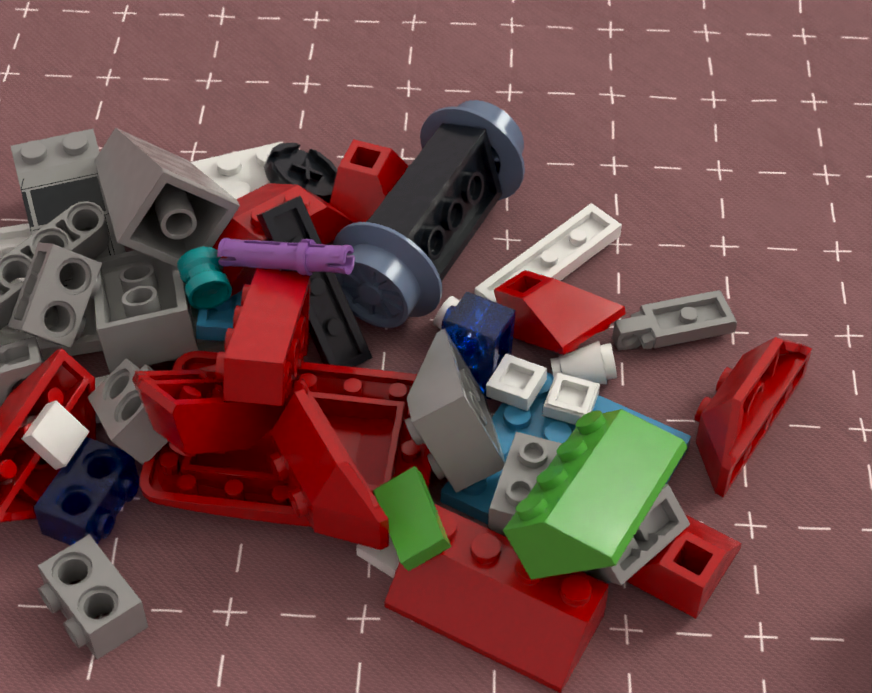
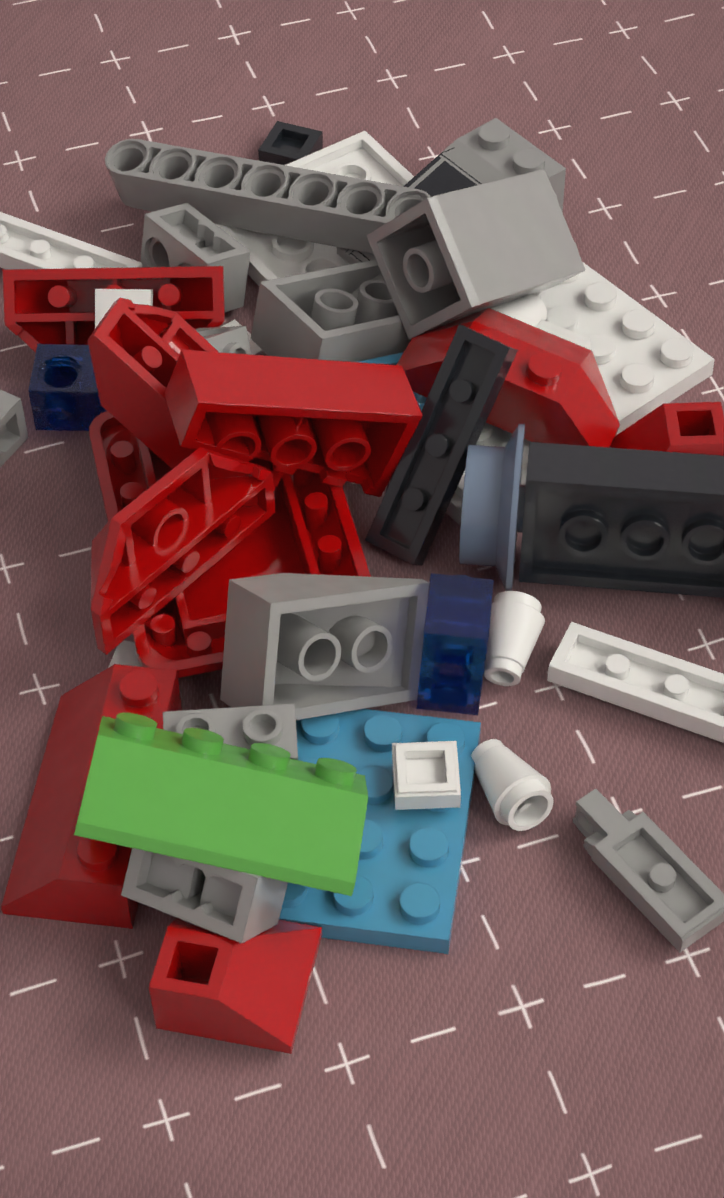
camera: 70 degrees right, 0 degrees up
(44, 289) = (295, 225): light grey brick -> none
(204, 278) = (385, 337): teal wheel -> none
(294, 166) = (654, 375): black tile -> none
(302, 256) = (426, 389): medium lavender pin -> none
(412, 518) = (132, 650): bright green tile -> none
(516, 382) = (424, 707): white tile -> none
(554, 312) = (570, 712): red slope -> none
(746, 407) = (522, 994): red wedge -> none

